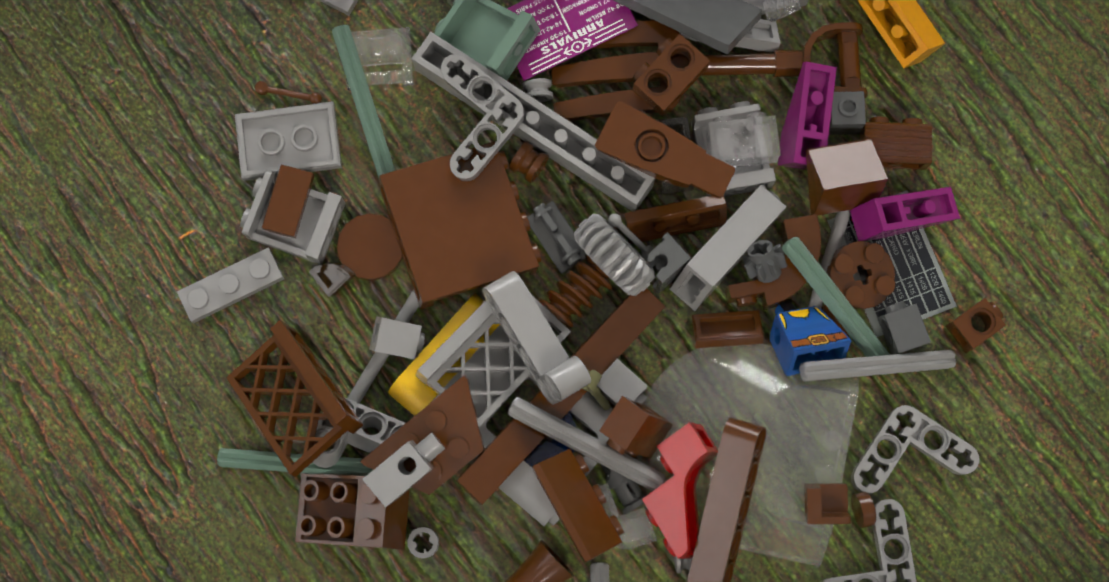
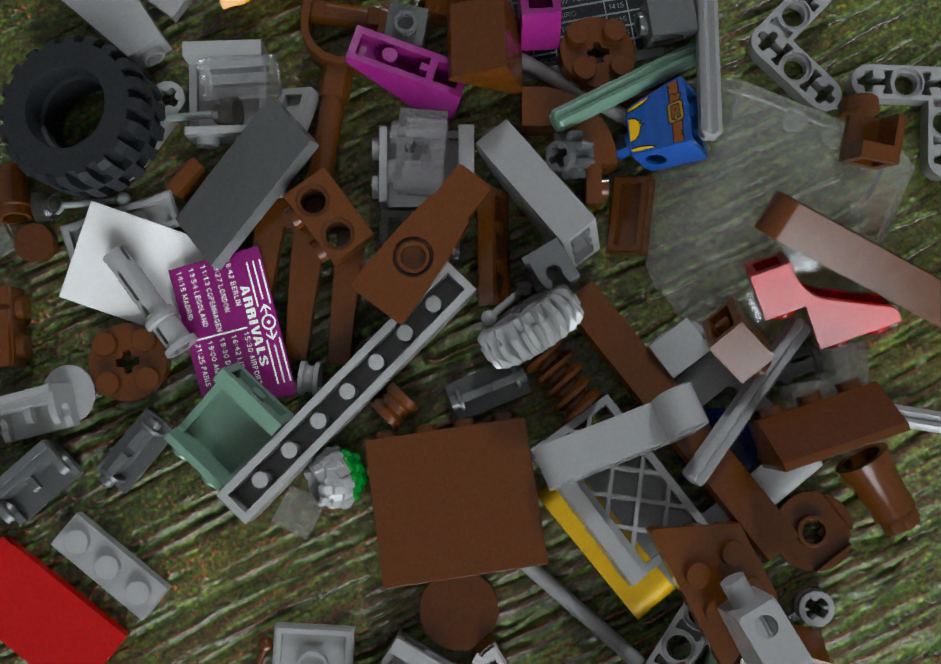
camera: 80 degrees left, 5 degrees up
(363, 99) = (283, 589): sand green axle -> none
(385, 48) = (220, 557): clear plate -> none
(397, 338) = (579, 599): light grey brick -> none
(427, 103) = (298, 512): none -> clear tile
(457, 123) = (336, 477): none -> light grey piece
(487, 549) = (834, 530): none -> reddish brown plate
(491, 107) = (326, 439): light grey beam -> none
(595, 391) = (671, 379): olive hand -> none

